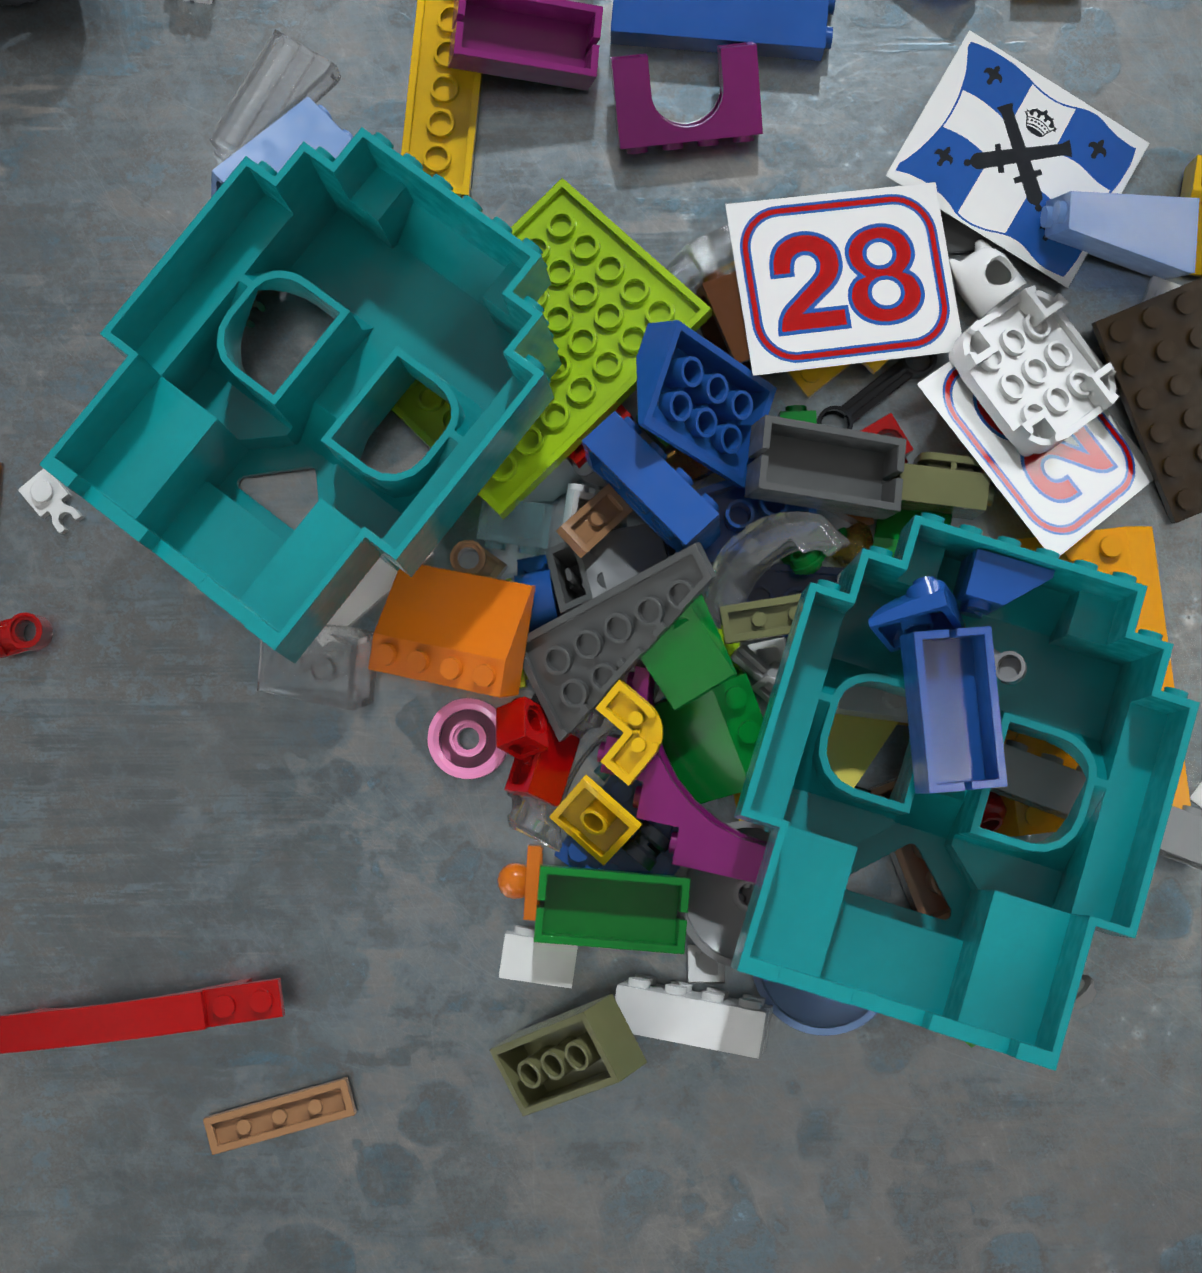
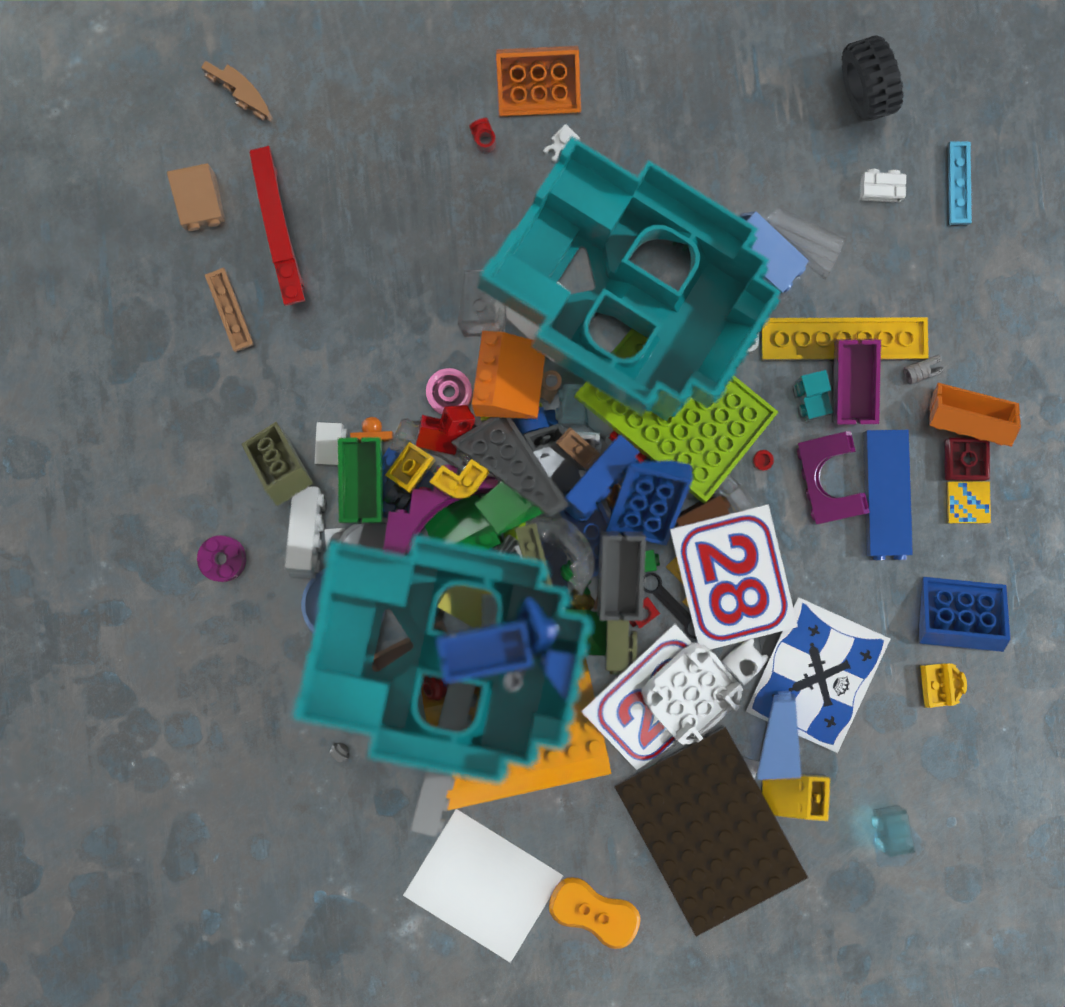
camera: 85 degrees right, 0 degrees up
(69, 1157) = (196, 196): none -> medium nougat slope
(541, 114) = (813, 395): none -> teal brick
(641, 214) = (763, 460): none -> red tile
(726, 1193) = (209, 553): none -> magenta wheel

